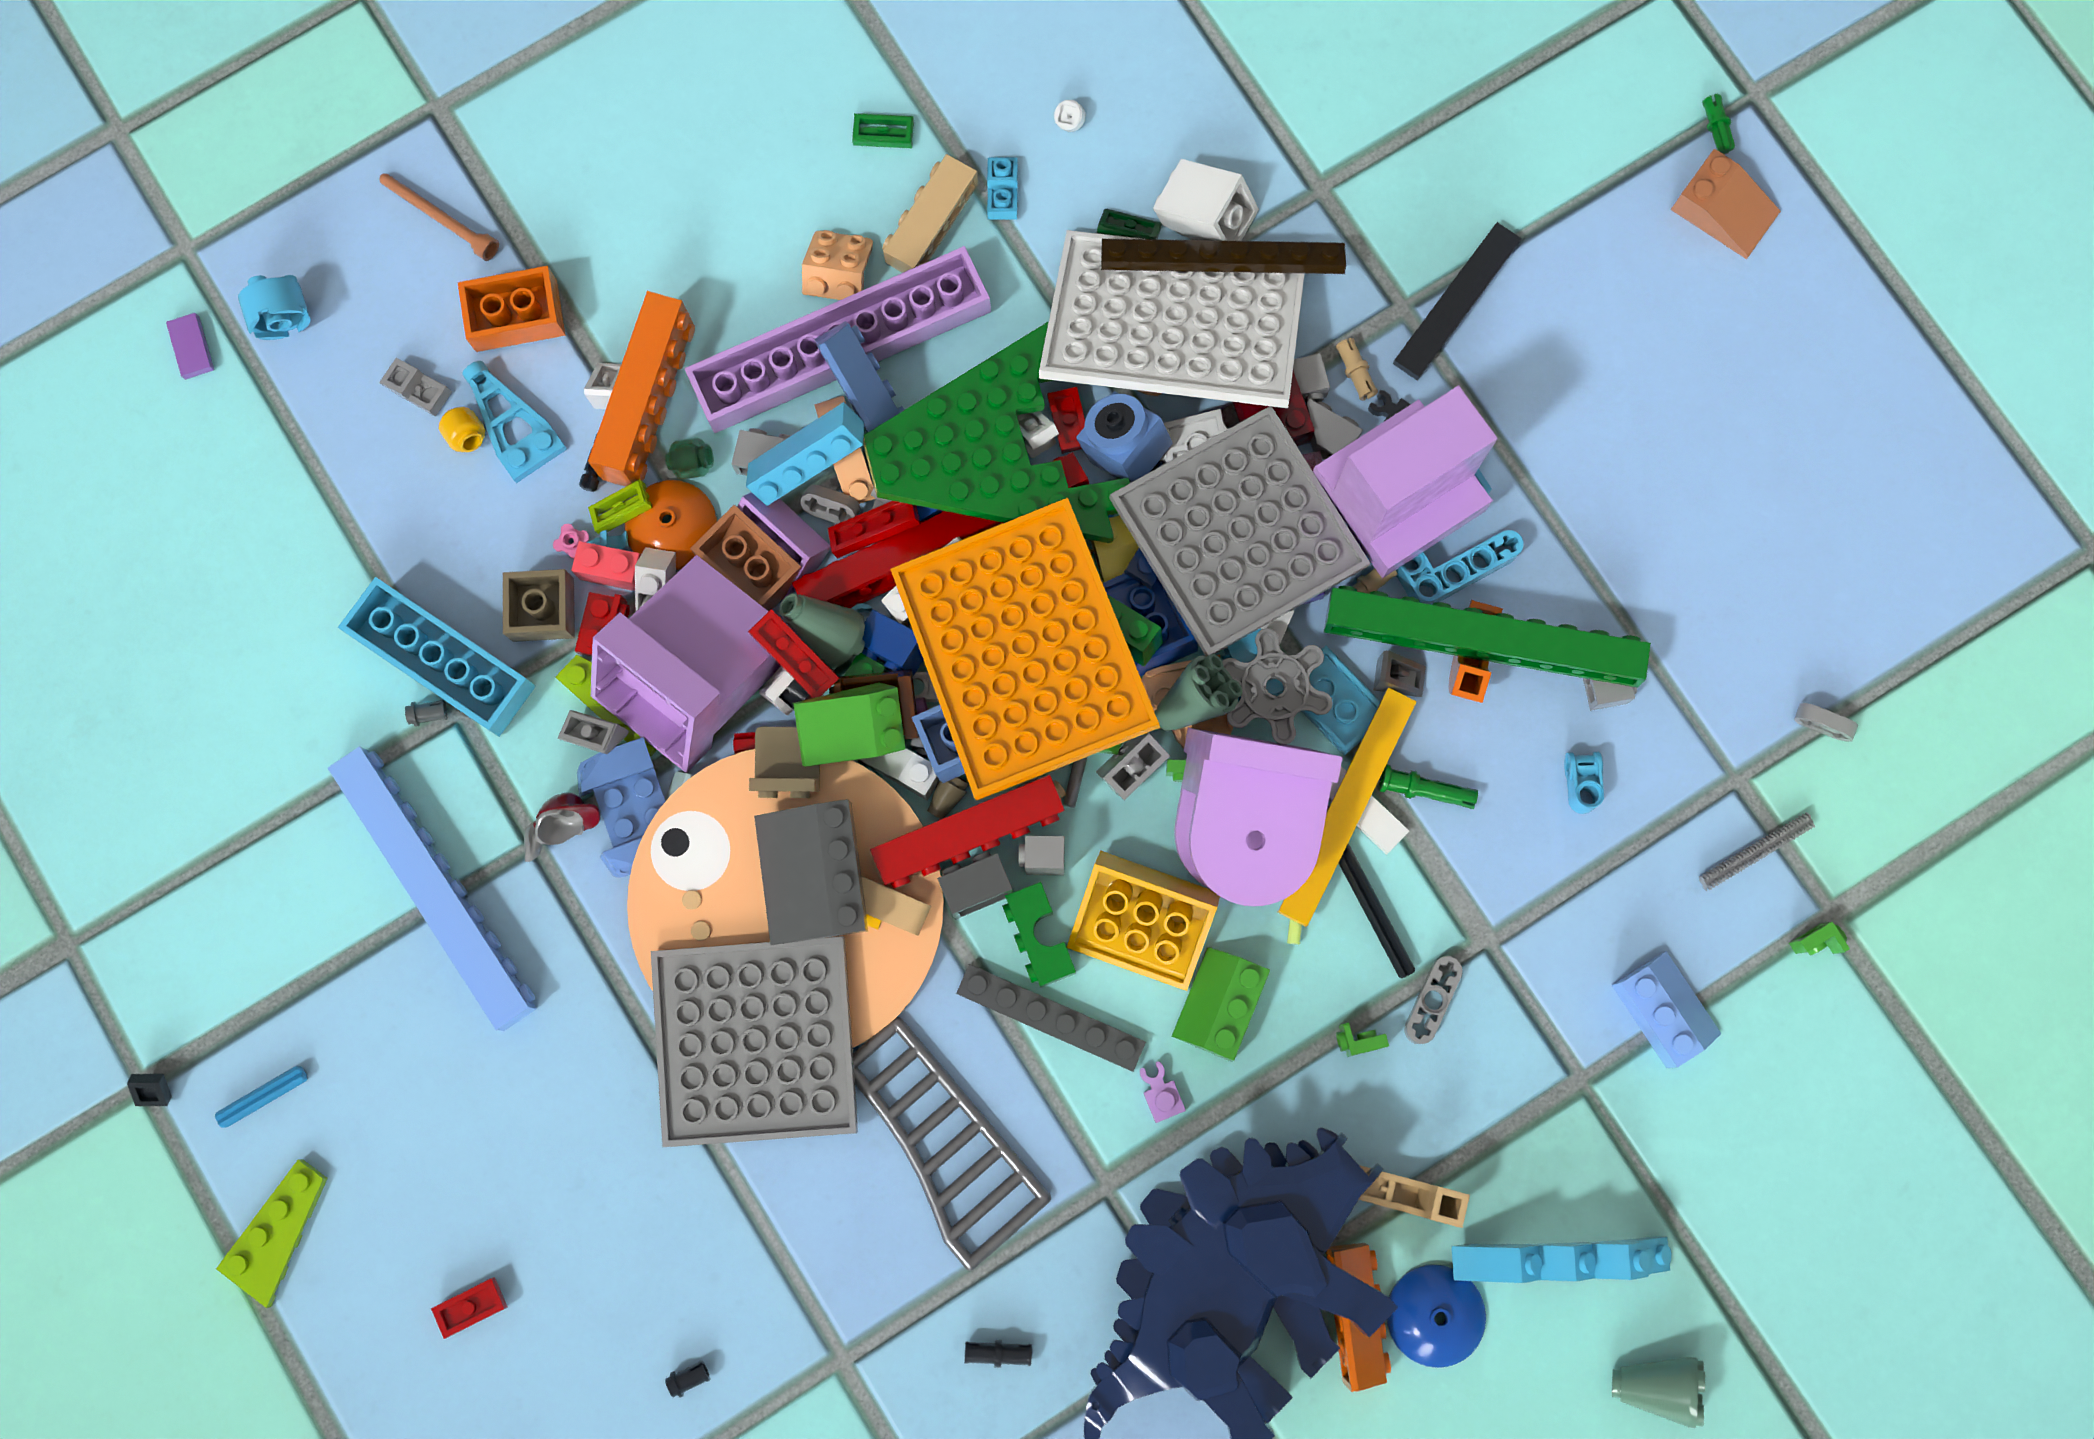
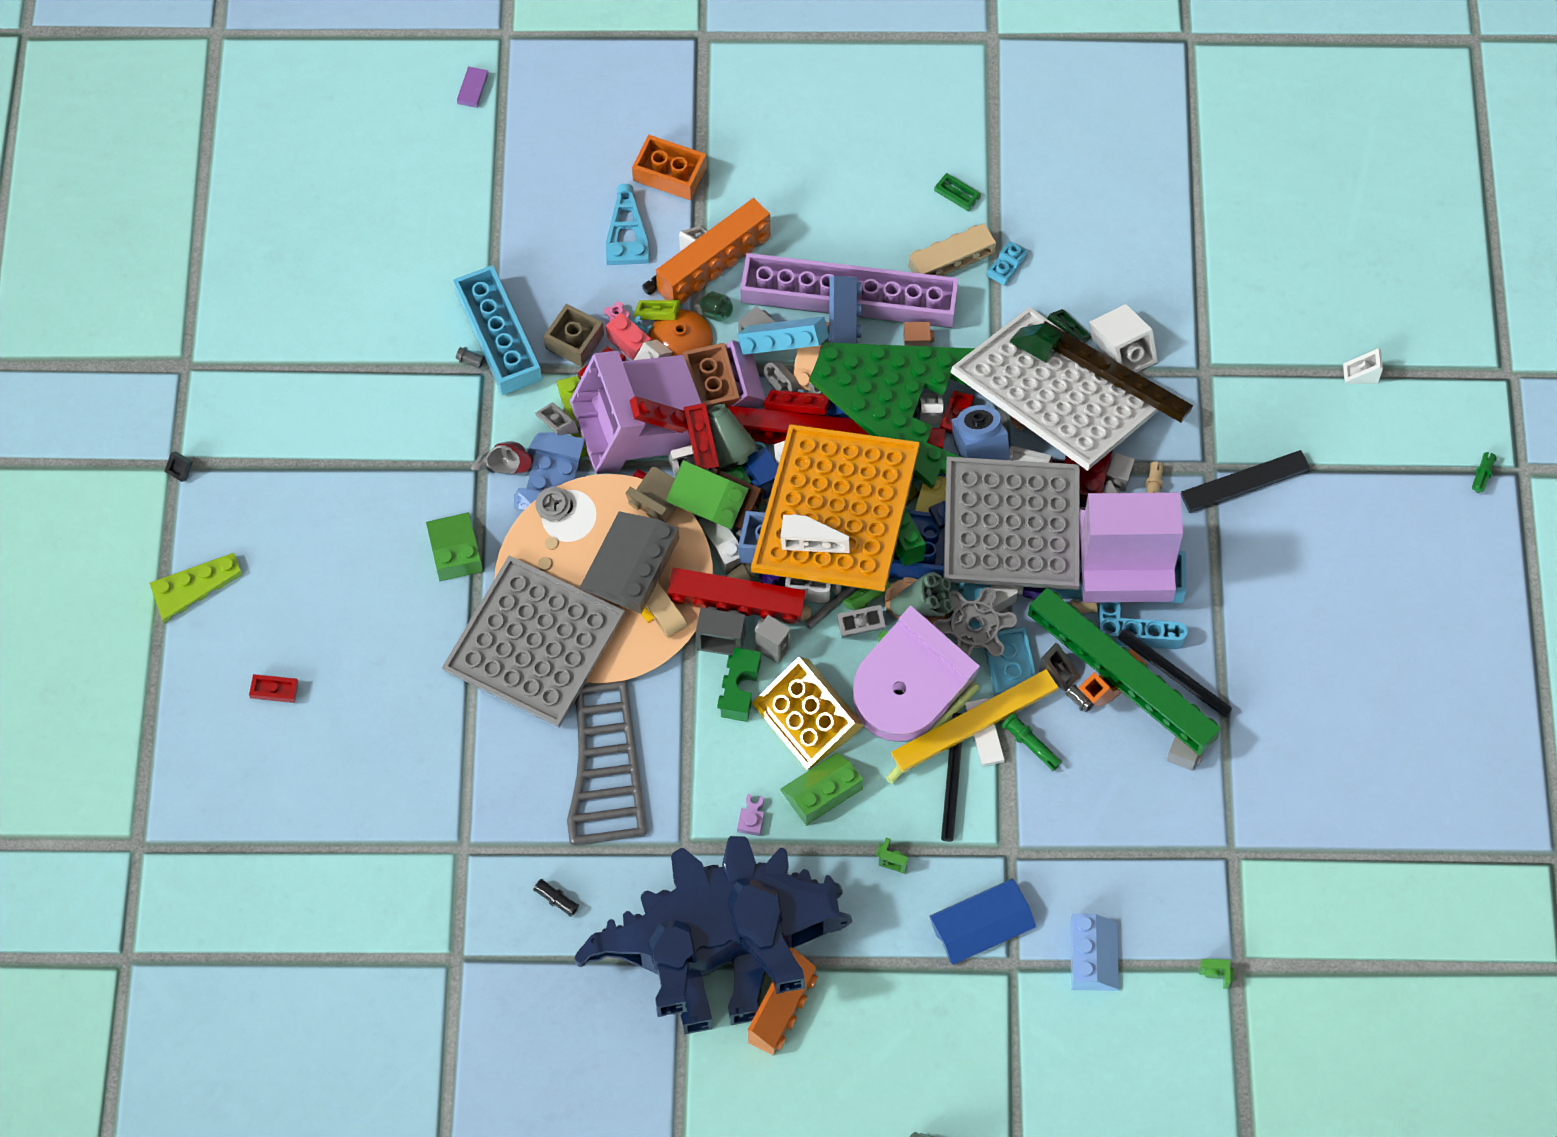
camera: 30 degrees right, 15 degrees down
(261, 1096) = (236, 508): dark azure axle -> none
(273, 307) = (534, 91): medium azure brick -> none
(415, 387) = (584, 180): light grey slope -> none
(433, 889) = (408, 454): light blue brick -> none
(462, 429) = (595, 217): yellow head -> none
(482, 244) = (677, 124): nougat piece -> none
(570, 974) = (454, 546): none -> bright green slope
(646, 851) = (543, 500): none -> light grey gear
(687, 1379) = (368, 801): black pin -> none
(725, 664) = (658, 414): none -> red plate
(835, 265) = (875, 248): light nougat bracket -> none
(959, 349) = (918, 334): none -> nougat brick
(1022, 712) = (807, 534): none -> white slope
(1051, 1018) = (715, 736): dark grey plate -> none
(1069, 115) = (1076, 244): white tile -> none
(1113, 271) = (1038, 340): none -> dark green slope
(1417, 1198) = (863, 961): tan arch -> none
(1419, 1298) = (827, 1054): blue dish -> none
(1441, 696) = (1079, 698): none -> dark grey pin
(1451, 982) = (963, 849): light grey beam -> none
(1505, 73) = (1364, 369): none -> white slope
(1517, 1053) = (982, 921): none -> blue slope
(1537, 598) = (1174, 673): none -> black axle
(1561, 1261) = (927, 1040): medium azure arch -> none
(1584, 774) = (1135, 792): medium azure piece -> none
(1727, 204) = (1455, 520): nougat slope -> none
(1756, 851) = (1209, 898): light grey axle -> none
(1826, 722) = (1309, 850): light grey beam -> none

